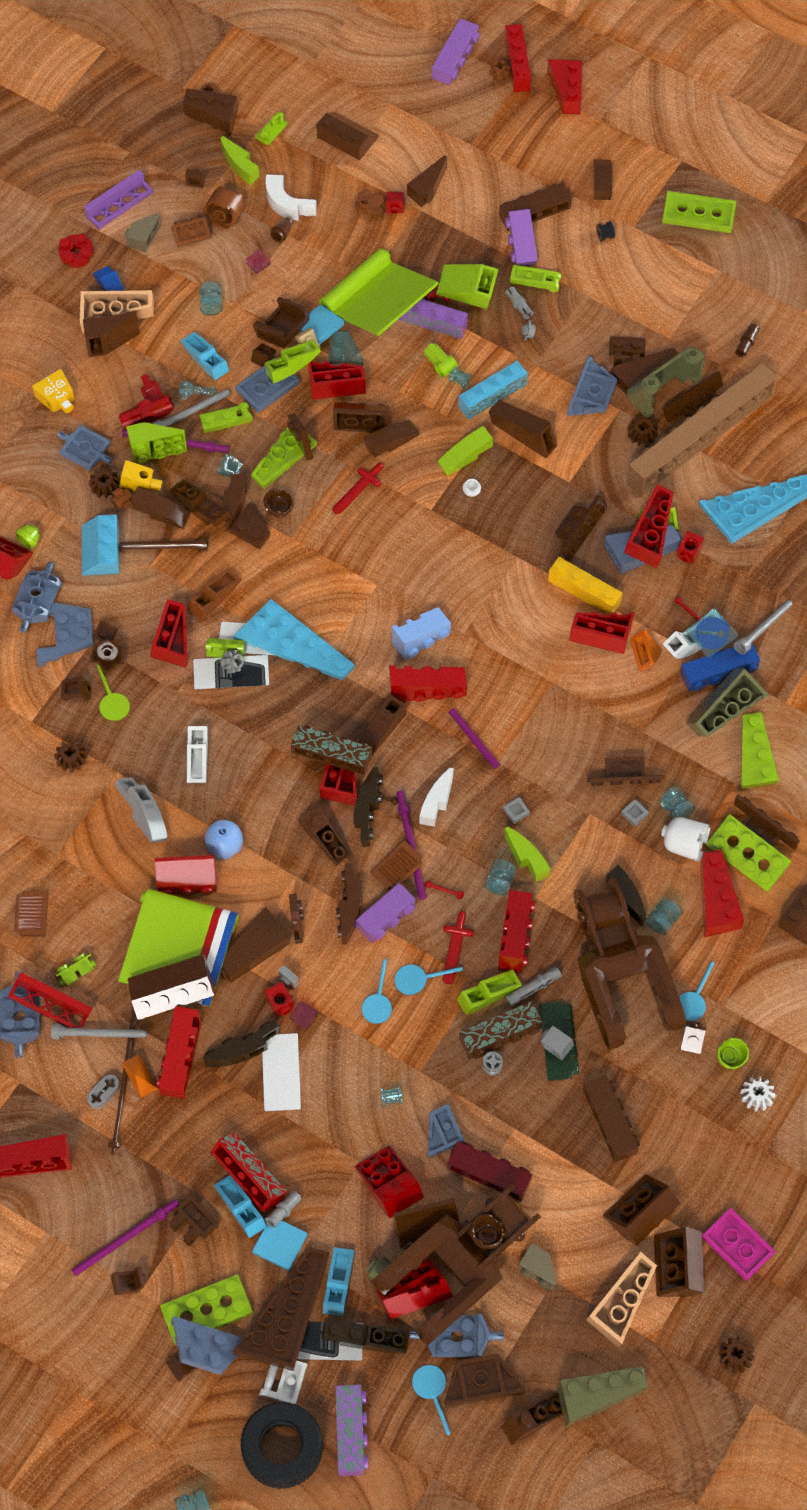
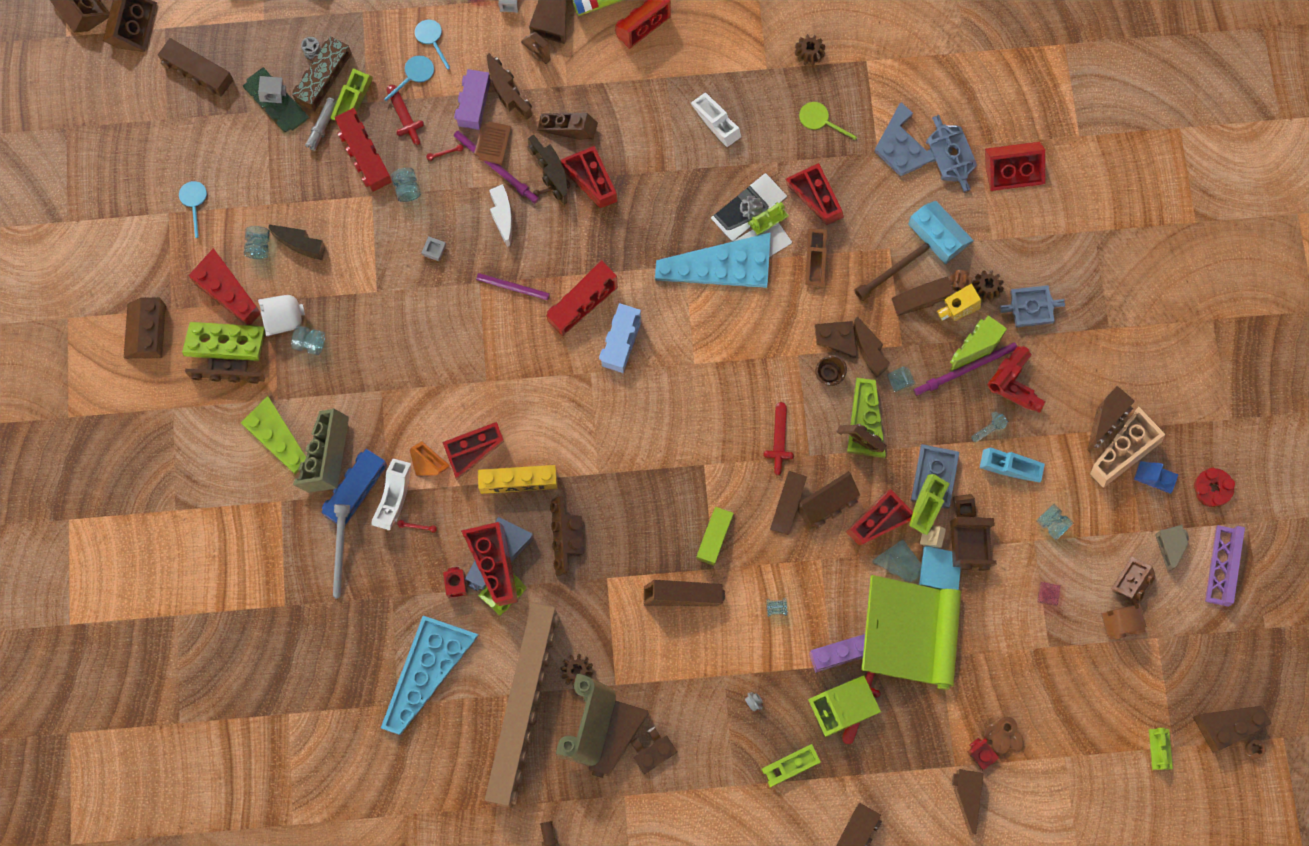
camera: 145 degrees right, 10 degrees up
(28, 536) = (1005, 196): lime cone -> none
(55, 392) = (1101, 336): yellow torso -> none
(76, 688) = (852, 103): reddish brown bracket -> none
(105, 631) = (871, 162): reddish brown plate -> none
(107, 660) = (853, 146): reddish brown piece -> none
(146, 811) = (719, 46): light grey slope -> none
(193, 409) = (988, 372): light grey piece -> none
(195, 178) = (1180, 640): reddish brown plate -> none
(198, 503) = (892, 323): reddish brown slope -> none
(223, 839) = (641, 71): light blue cylinder -> none
(226, 418) = (944, 420): lime plate -> none
(240, 161) = (1157, 688): lime slope -> none
(281, 230) = (1056, 643): reddish brown cone -> none
(283, 203) = (1092, 675): white arch -> none
(331, 749) = (607, 175): reddish brown brick -> none
(345, 134) = (1089, 797): reddish brown slope -> none
(384, 723) = (590, 240): reddish brown slope -> none
(442, 363) = (803, 610): lime piece -> none
(471, 487) = (684, 507): white plate -> none
(492, 389) = (737, 613): medium azure brick -> none
(519, 302) = (785, 726): light grey pin -> none
(521, 238) = (832, 791): medium lavender brick -> none
(527, 854) = (399, 218): lime slope -> none
(592, 391) = (651, 682): sand blue wing -> none
(618, 954) = (268, 182): reddish brown arm -> none
(625, 769) = (368, 339): reddish brown bracket -> none
(634, 813) = (338, 312): light grey plate -> none
(693, 399) = (546, 739): reddish brown bracket -> none
(693, 1037) = (173, 170): bracket -> none
(712, 633) = (376, 503): clear light blue piece -> none
(733, 1053) = (134, 174): lime hair -> none
(738, 1244) = (43, 45): dark pink plate -> none
(754, 1087) = (96, 159): white gear -> none

